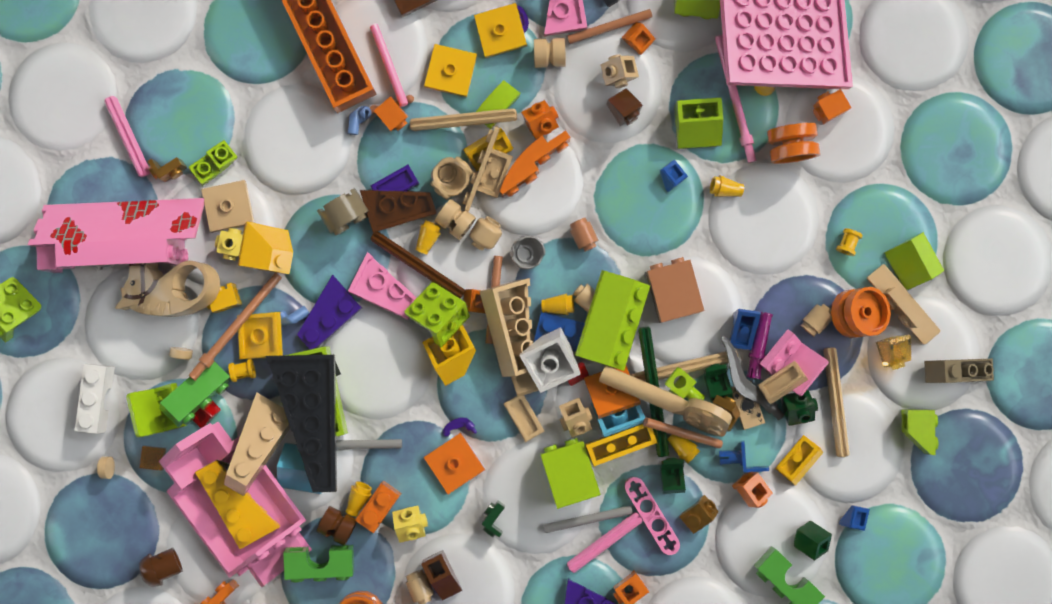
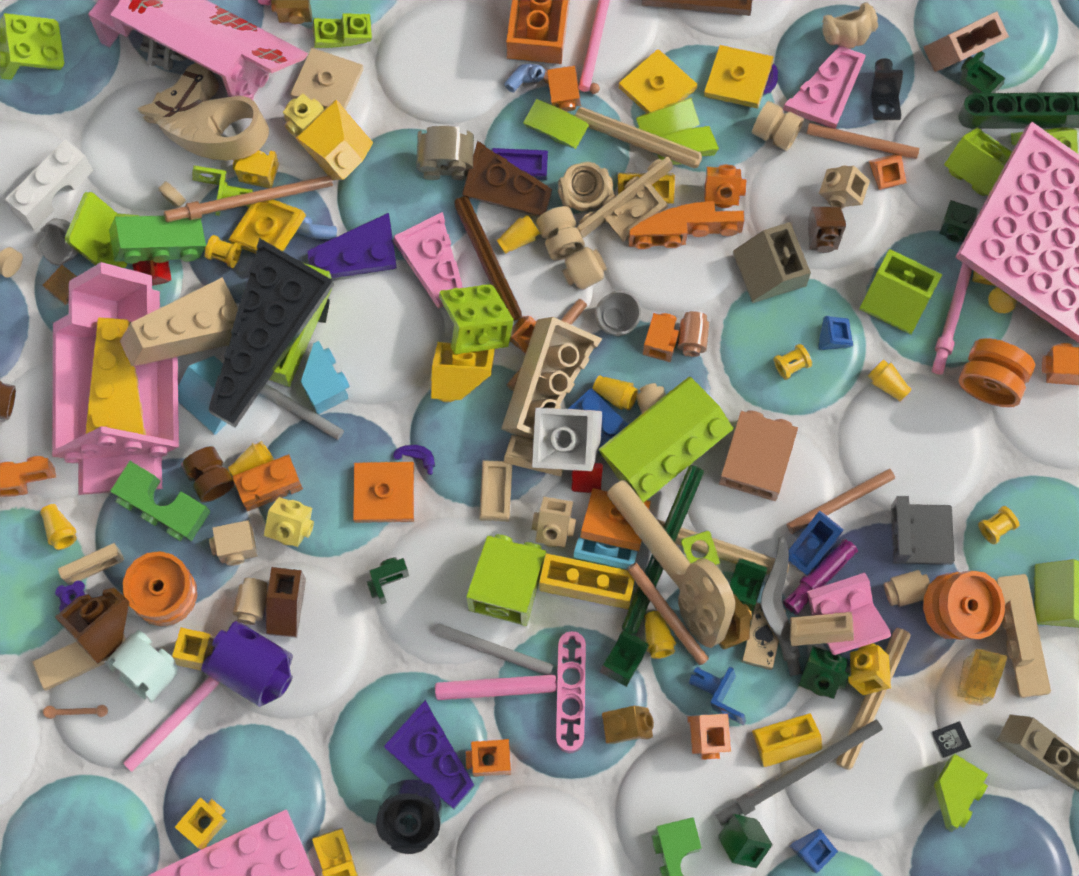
camera: 35 degrees right, 15 degrees down
(126, 435) = (54, 244): none -> light grey hair
(216, 329) = (218, 179): none -> lime bracket
(367, 418) = (321, 382): none -> medium azure slope
(383, 558) = (233, 543): none -> tan brick
(401, 142) = (556, 123): none -> lime slope
(477, 91) = (669, 119): none -> lime slope
(564, 249) = (661, 337): none -> orange brick
(605, 154) = (772, 263): none -> dark tan slope
(658, 213) = (799, 354): none -> yellow bush
(705, 47) = (958, 221): none -> dark green bracket
(742, 287) = (842, 500): none -> nougat bar
(800, 516) = (746, 803): none -> dark grey bar
(805, 277) = (921, 533): none -> dark grey bracket
(831, 391) = (869, 669): none -> yellow brick
(896, 396) = (951, 739): none -> black sticker

